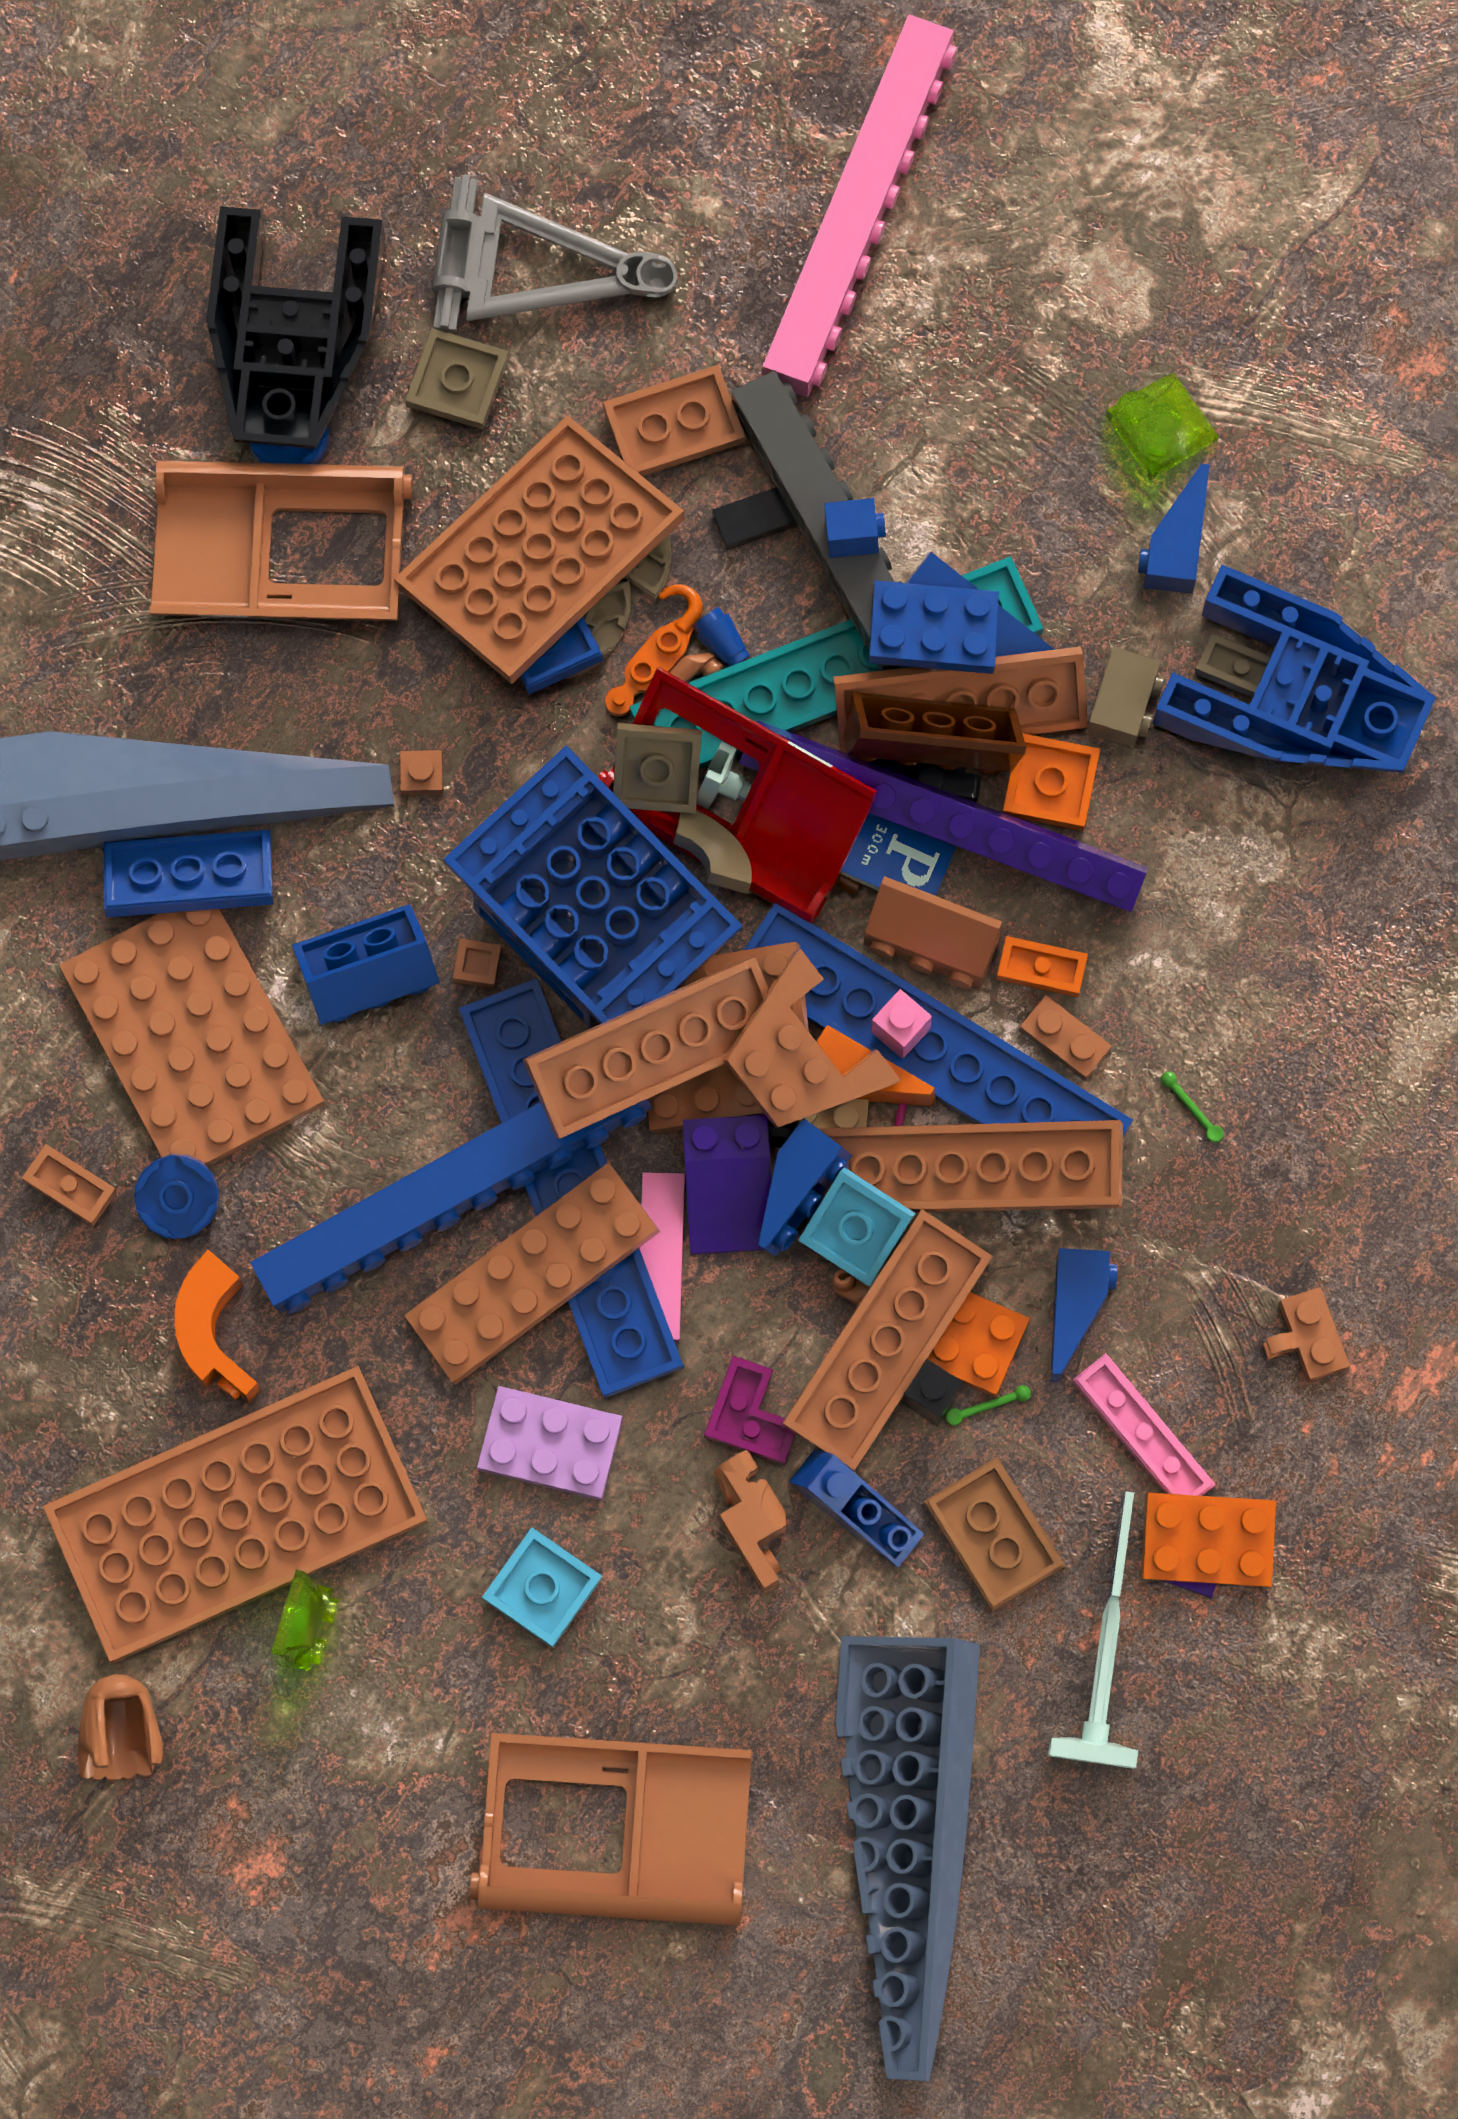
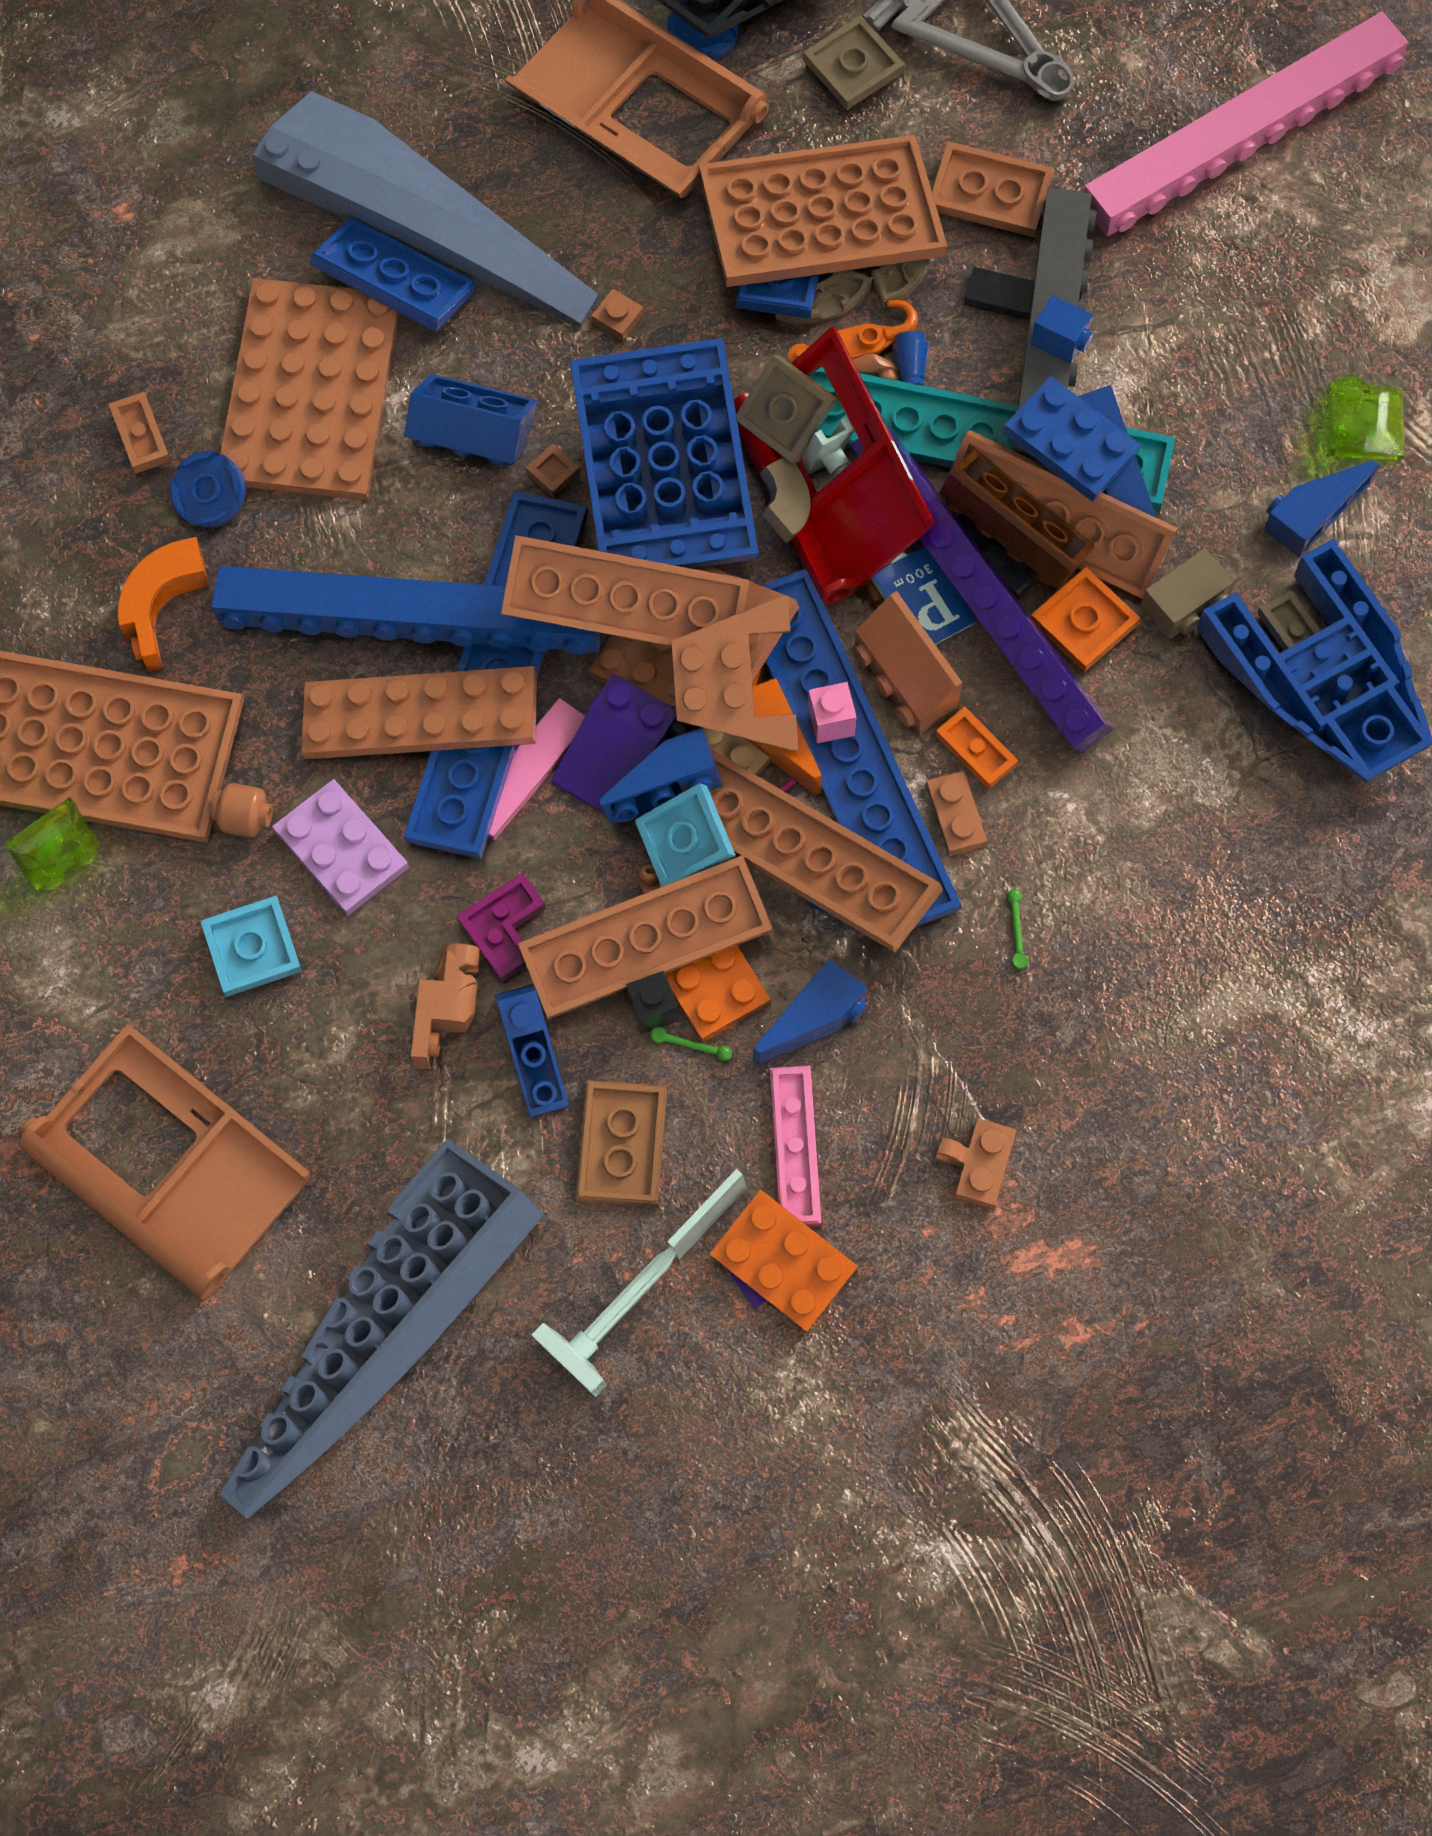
camera: 35 degrees right, 5 degrees down
(441, 1472) = (241, 810): none -> nougat head

